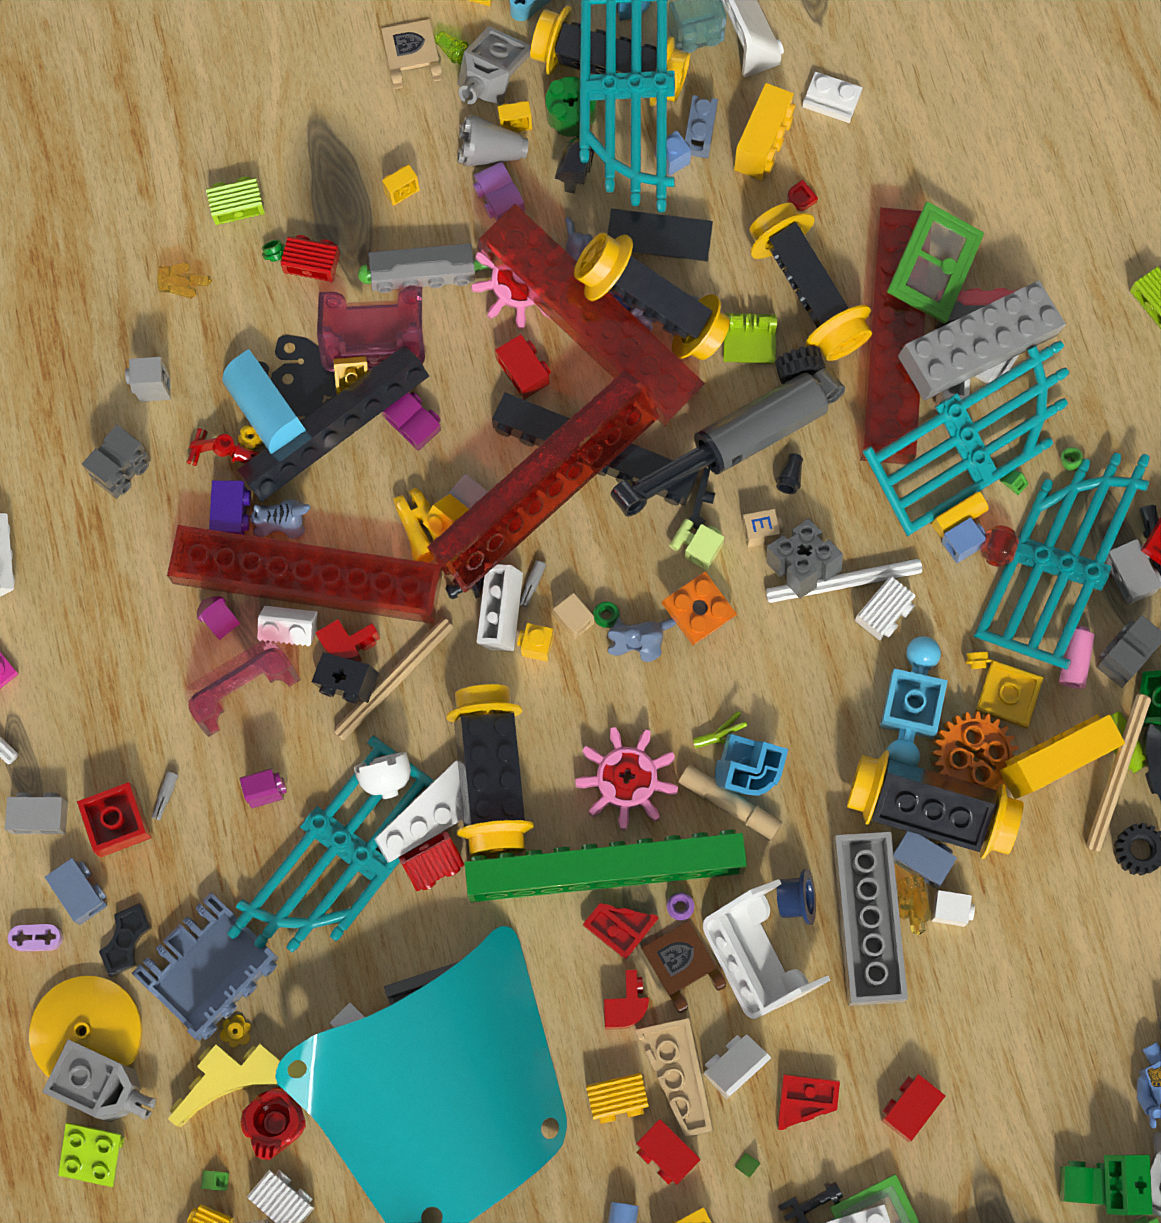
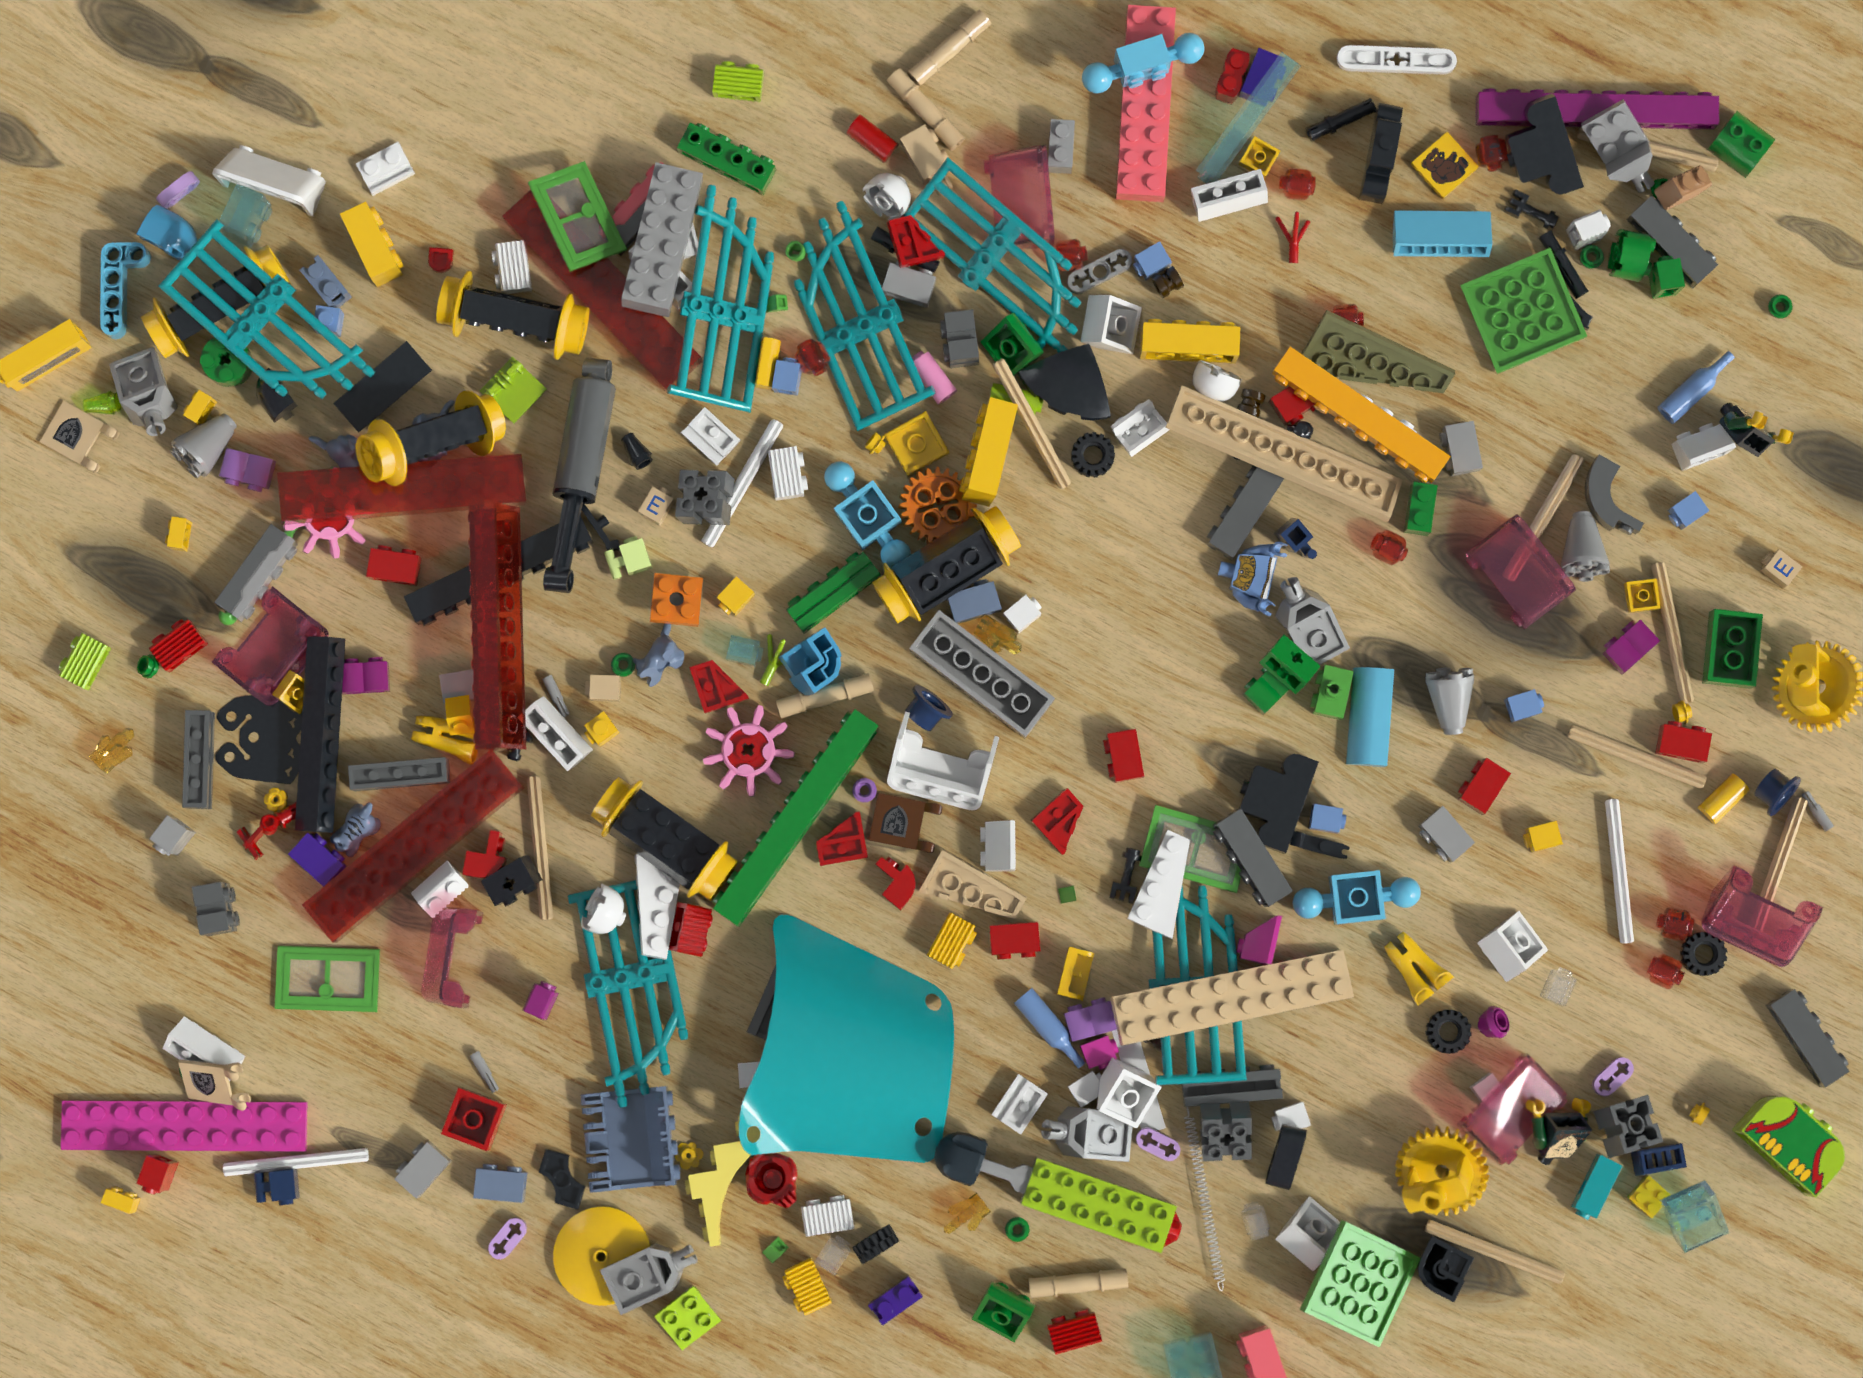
camera: 50 degrees left, 10 degrees up
(136, 602) = (327, 978): none -> bright green door
(217, 616) = (387, 931): magenta tile -> none
(248, 332) = (198, 759): none -> dark grey brick
(261, 402) = (259, 771): medium azure brick -> none
(355, 512) = (399, 774): none -> dark grey brick
(655, 705) = (715, 687): none -> red wing
(707, 702) = (744, 651): none -> clear light blue brick
(745, 655) = (735, 597): none -> yellow brick
(799, 361) = (566, 371): black tyre -> none
(822, 732) = (833, 592): none -> green brick
(847, 253) = (512, 267): none -> white brick
(858, 522) = (710, 436): none -> white plate
(1093, 341) = (726, 158): none -> green brick

